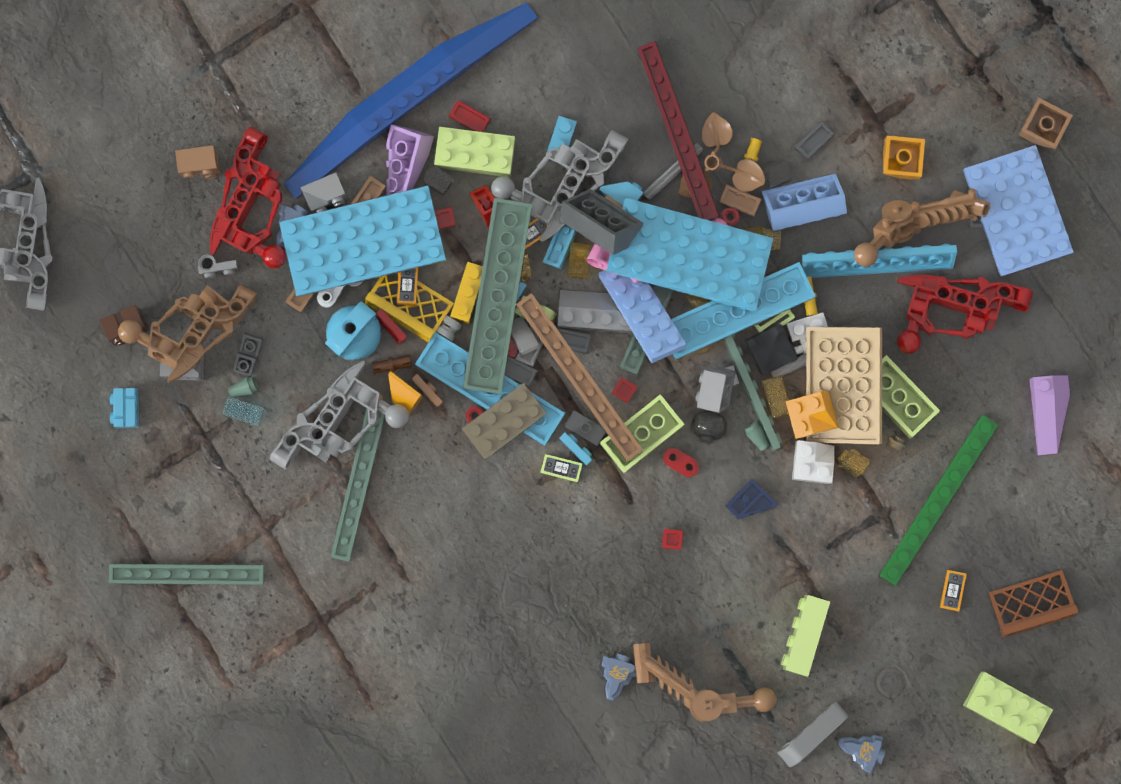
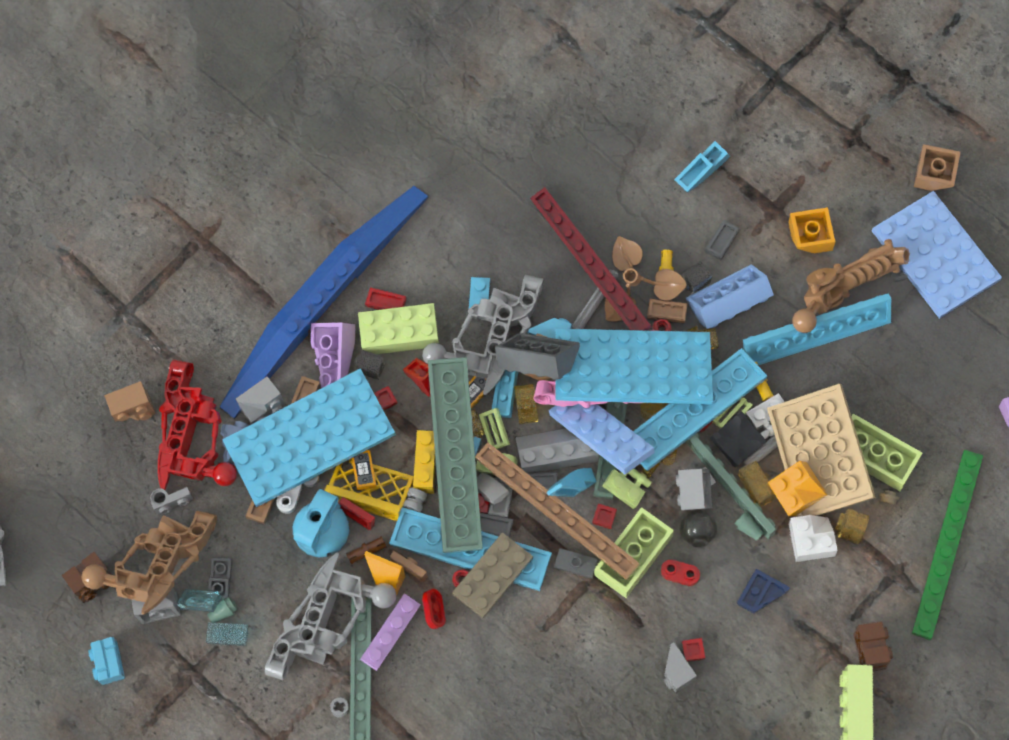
camera: 10 degrees left, 15 degrees down
(223, 373) = (199, 600): none -> clear light blue plate
(334, 501) = (333, 705): none -> light grey bush
(395, 449) = (390, 632): none -> lavender plate
(441, 437) = (433, 608): none -> red plate
(549, 284) = (493, 425): none -> yellowish green tile
(561, 468) = (561, 608): tile -> none
(570, 441) = (577, 588): medium azure plate -> none
(601, 353) = (573, 483): none -> medium azure slope
(652, 555) = (678, 671): none -> light grey slope
(653, 372) = (624, 488): none -> yellowish green plate
(816, 59) = (702, 167): none -> medium azure slope
(837, 580) = (872, 646): none -> reddish brown brick
(953, 590) = (990, 628): tile -> none
(977, 319) = (931, 360): red piece -> none

